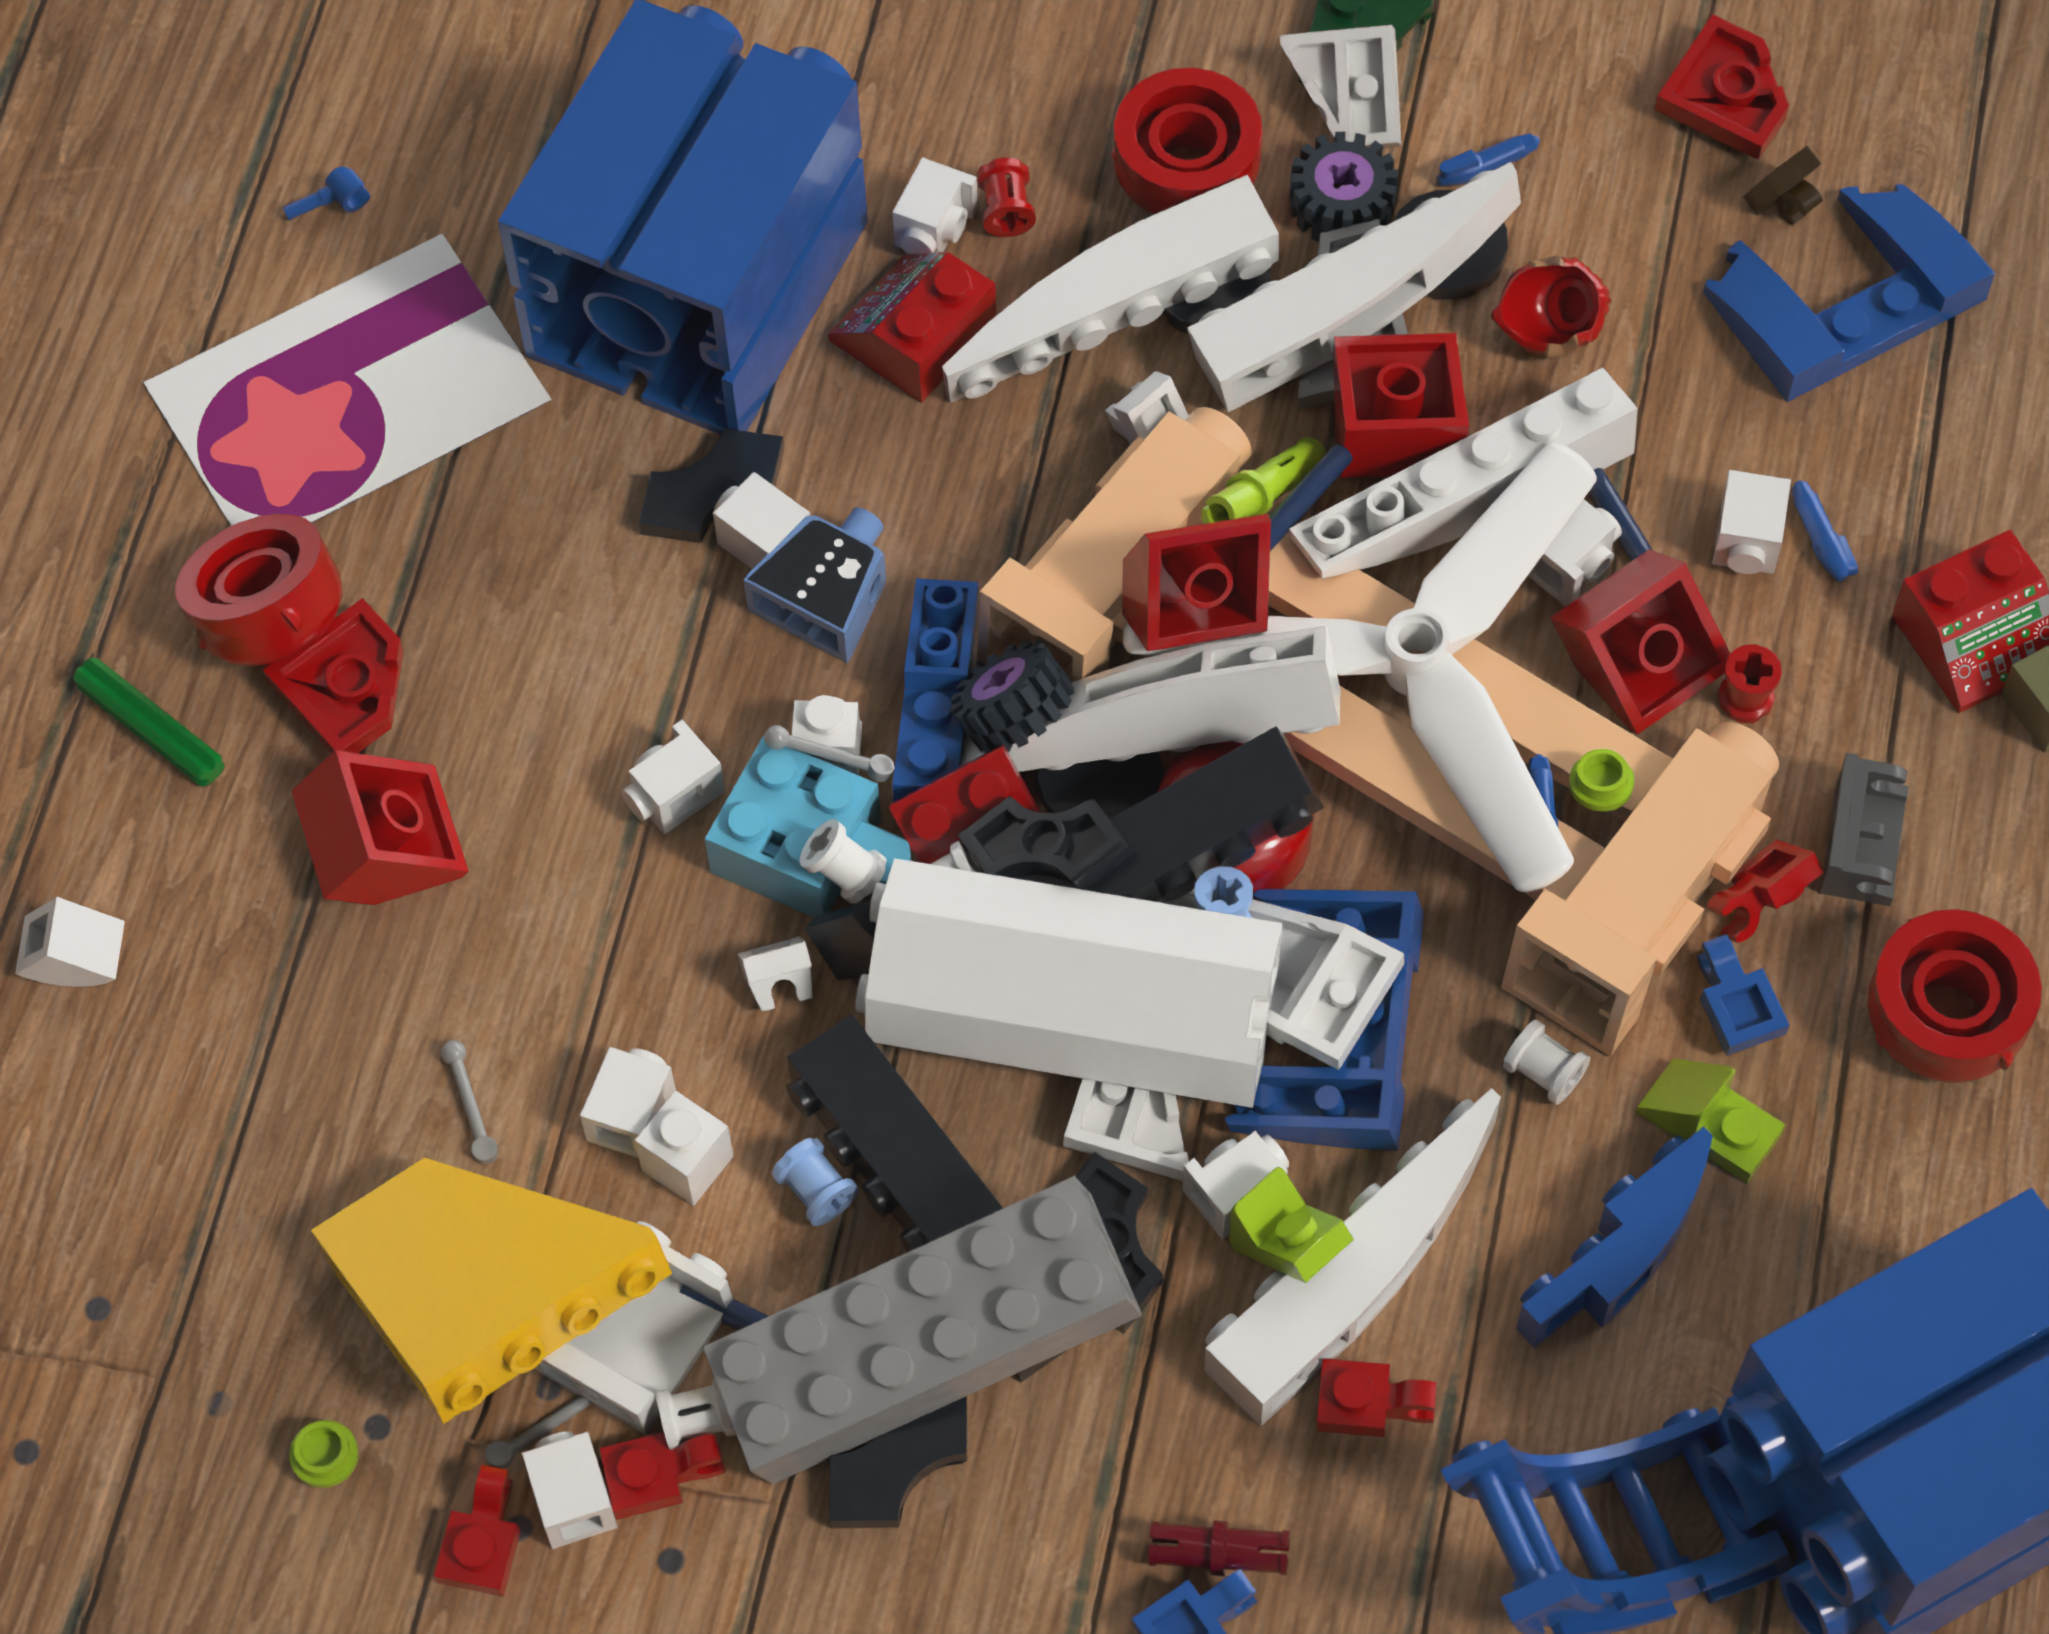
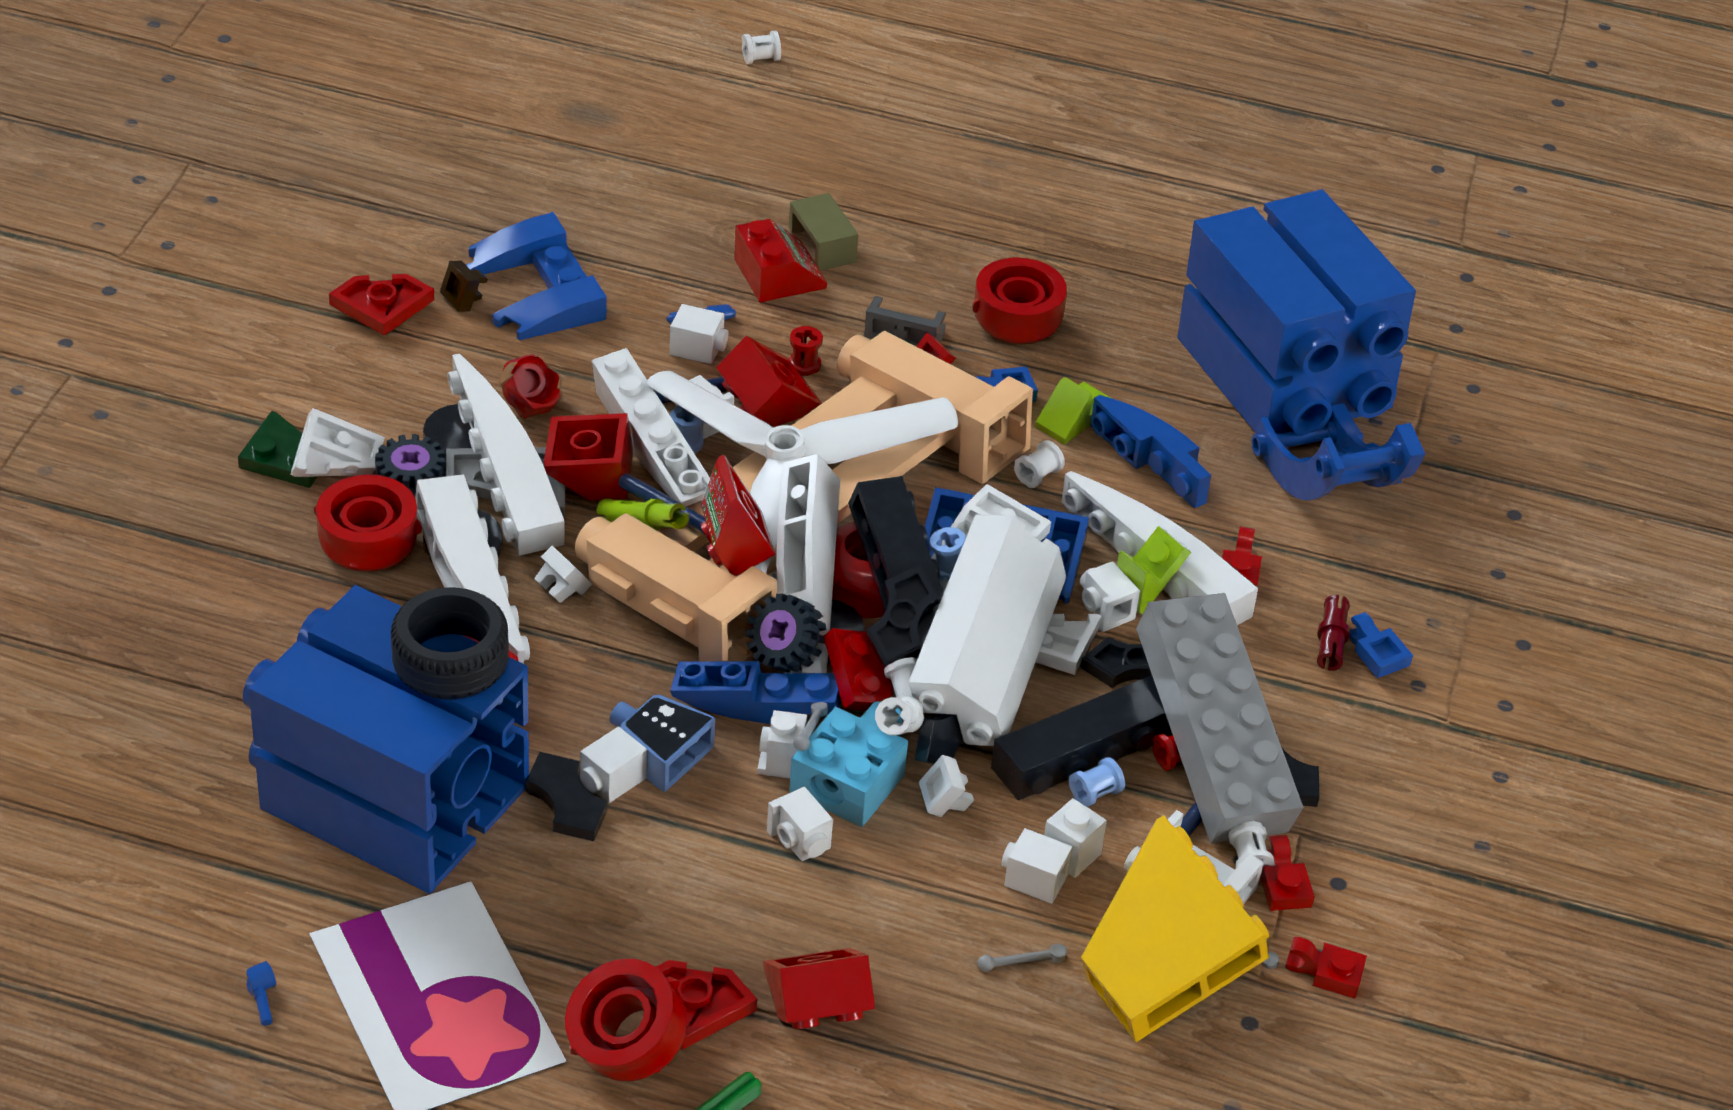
camera: 90 degrees left, 20 degrees down
(323, 1454) = (1274, 1042): lime plate -> none
(569, 1488) = (1302, 912): white brick -> none
(706, 143) = (449, 673): none -> black tyre
(1465, 166) = (402, 413): blue piece -> none
(1601, 780) = (878, 394): lime plate -> none

